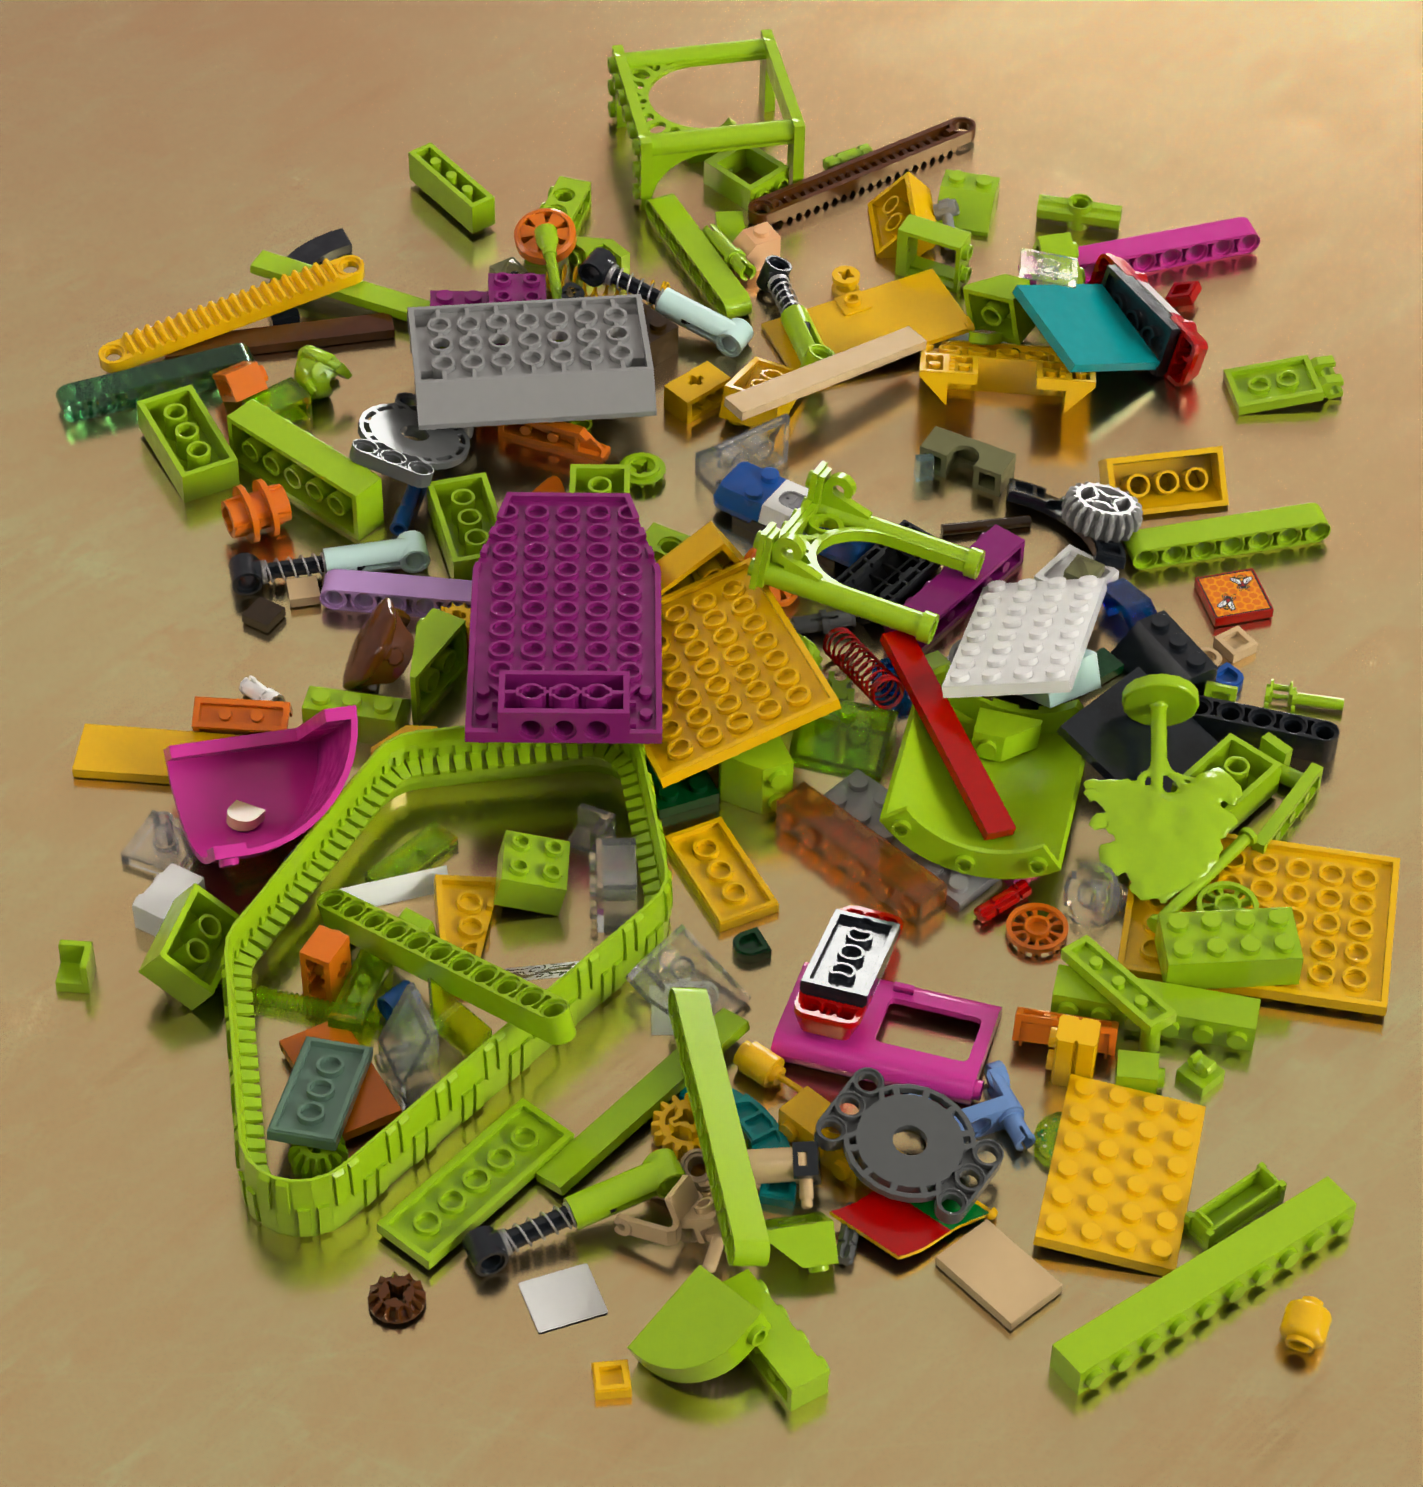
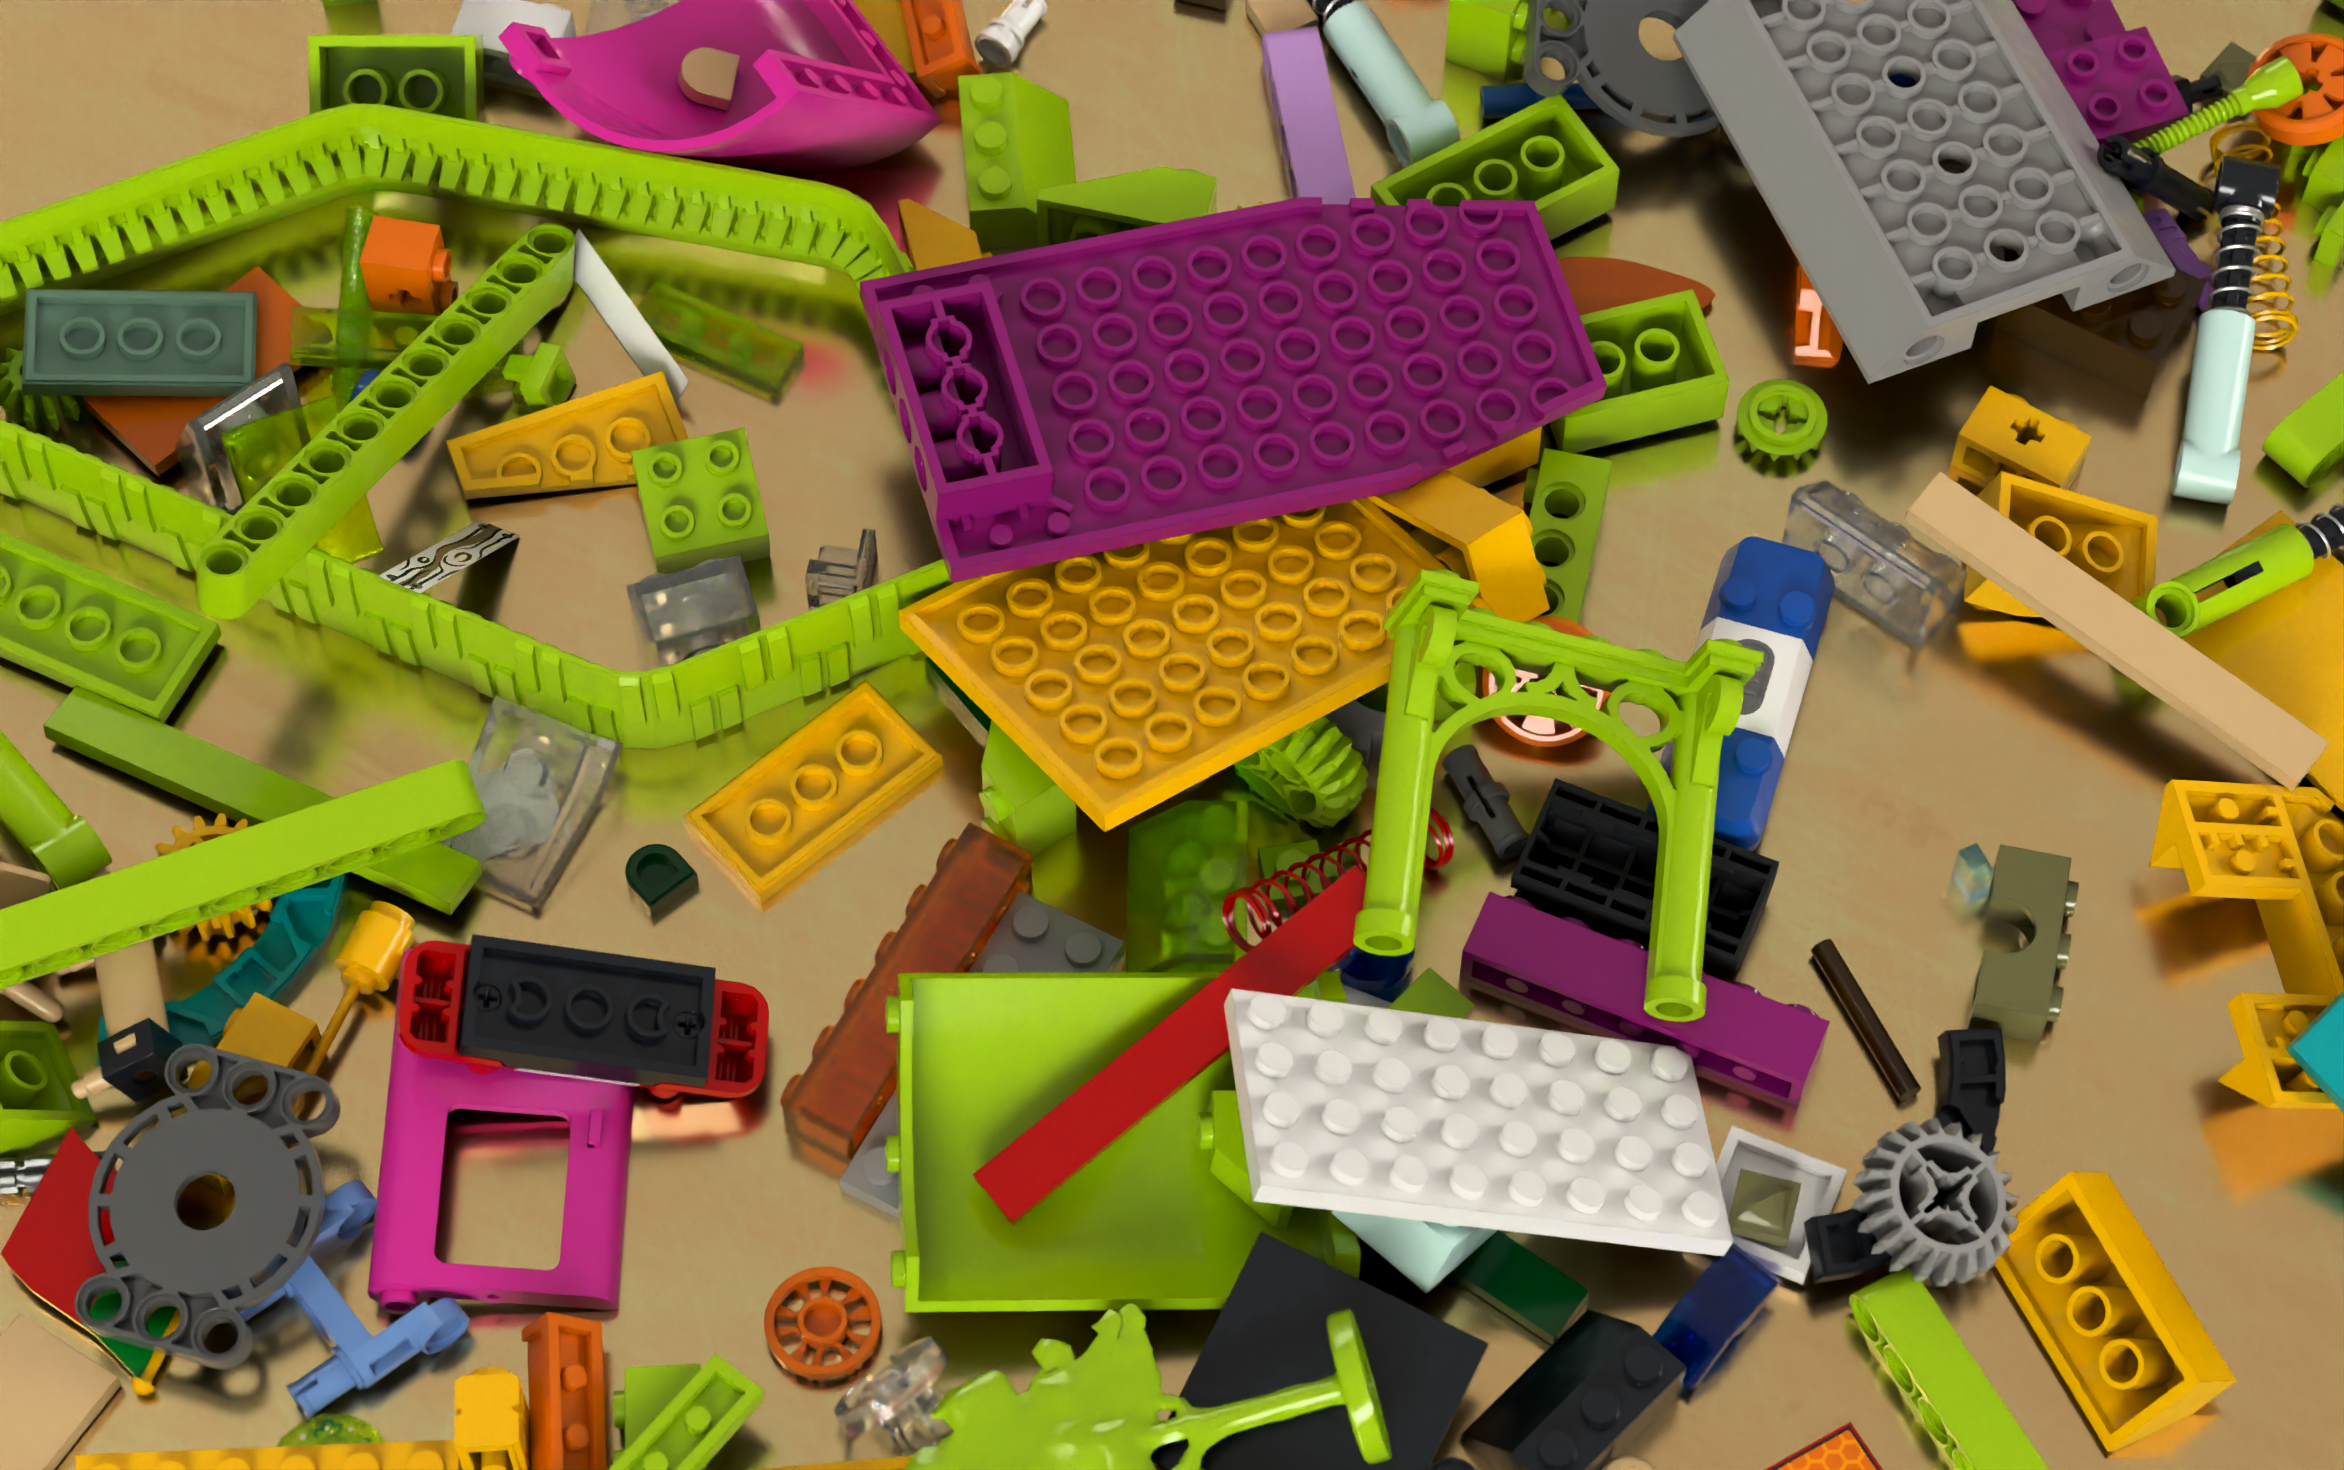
camera: 75 degrees right, 15 degrees up
(380, 649) = (1119, 134): reddish brown piece -> none
(1002, 901) = (857, 1242): red axle -> none

